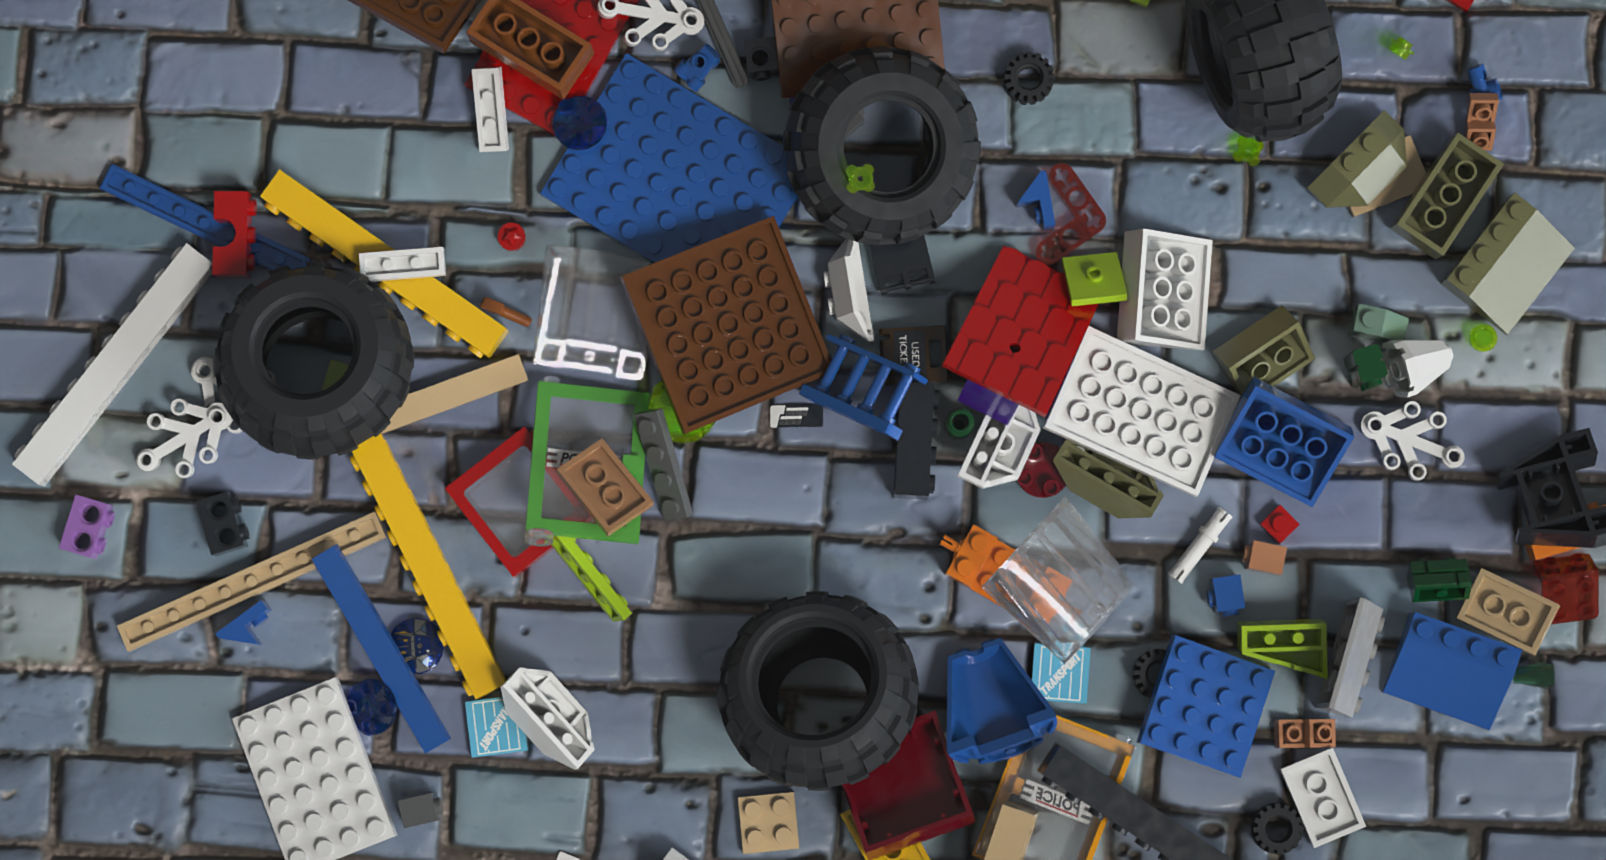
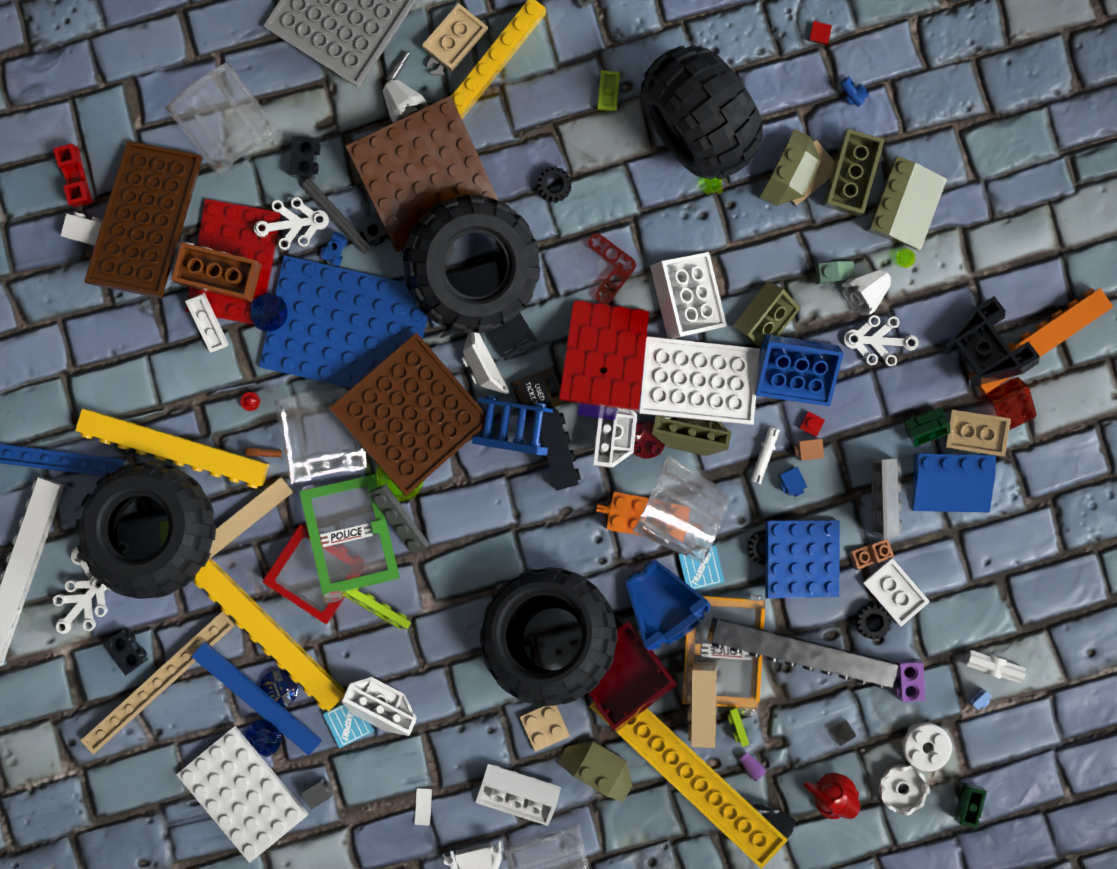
camera: 25 degrees left, 5 degrees up
(79, 524) = (33, 682): medium lavender brick -> none
(236, 258) = (74, 476): red arch -> none
(240, 628) = (161, 715): blue slope -> none
(403, 264) = (184, 445): white plate -> none
(604, 487) = (365, 549): medium nougat plate -> none
(796, 416) = (475, 457): sticker -> none
(866, 184) = (469, 293): clear neon green plate -> none
(959, 415) = (588, 424): dark green head -> none
(1039, 194) = (586, 259): blue slope -> none
(1094, 279) = (640, 304): lime plate -> none
(1289, 643) = (841, 500): lime wedge -> none
(1366, 367) = (836, 304): dark green brick -> none
(1401, 47) = (792, 83): clear neon green plate -> none
(1480, 119) = (859, 114): nougat slope -> none
(1535, 675) = (1009, 467): clear green cone -> none

